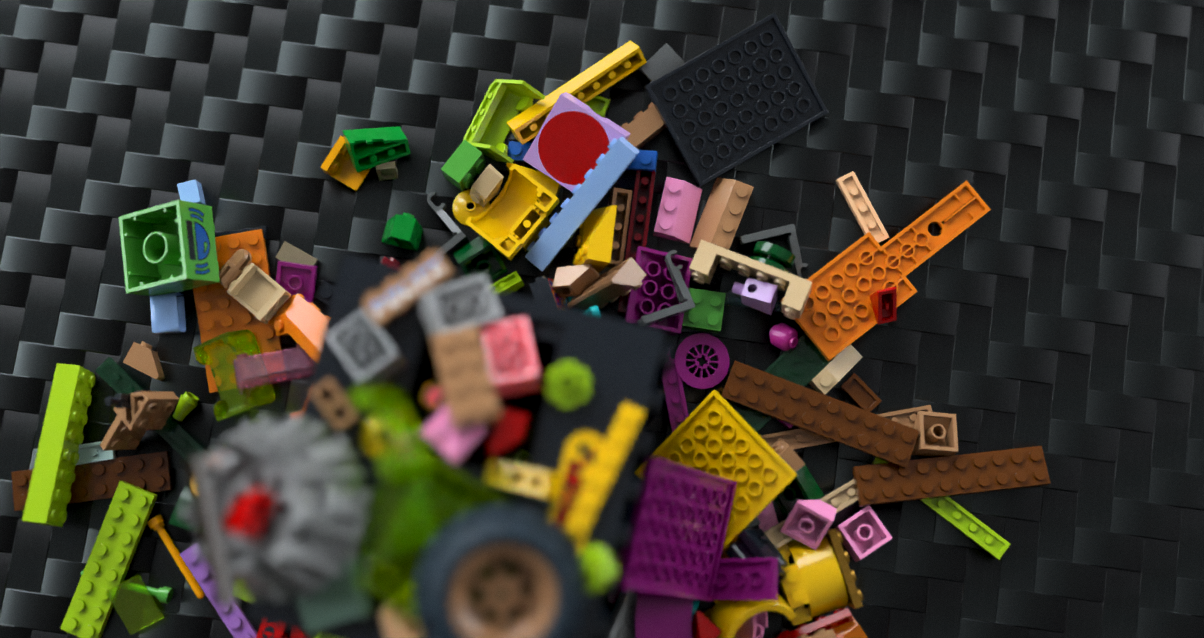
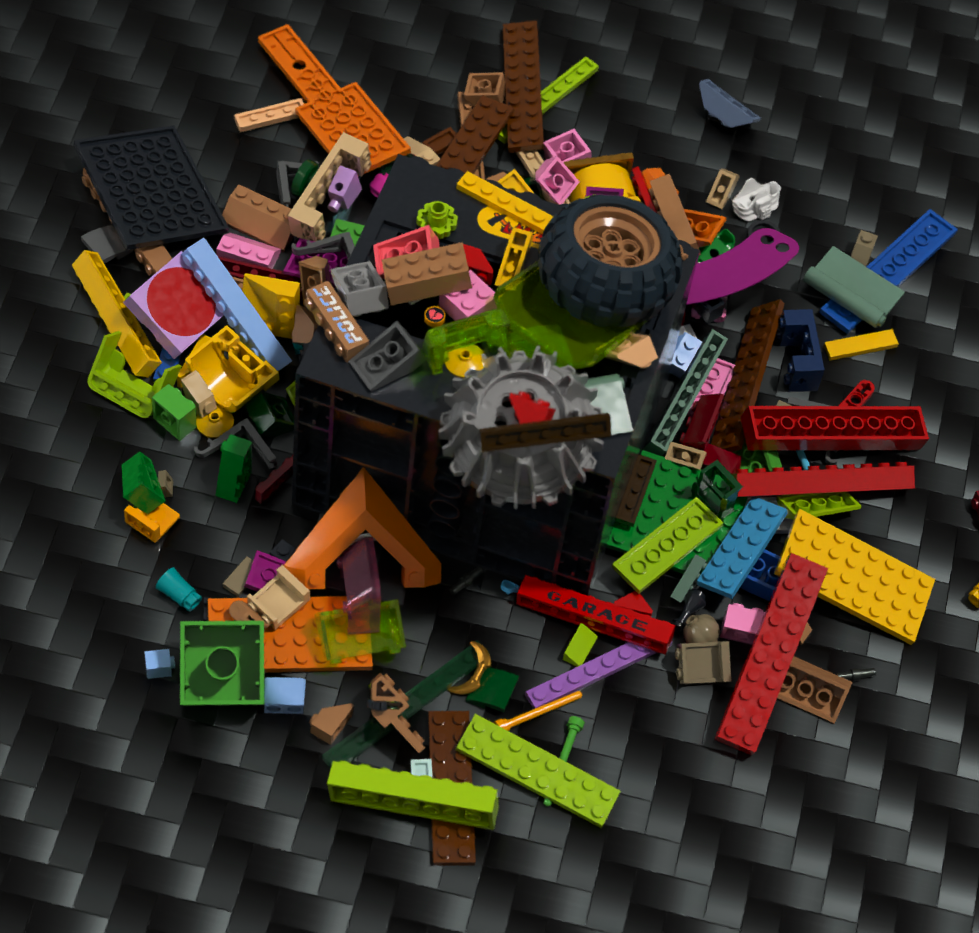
camera: 90 degrees left, 25 degrees down
(134, 604) = (583, 749): clear neon green piece -> none
(270, 201) = (178, 589): none -> teal plant
(336, 404) = (434, 380): medium nougat brick -> none
(884, 305) = (366, 101): red slope -> none

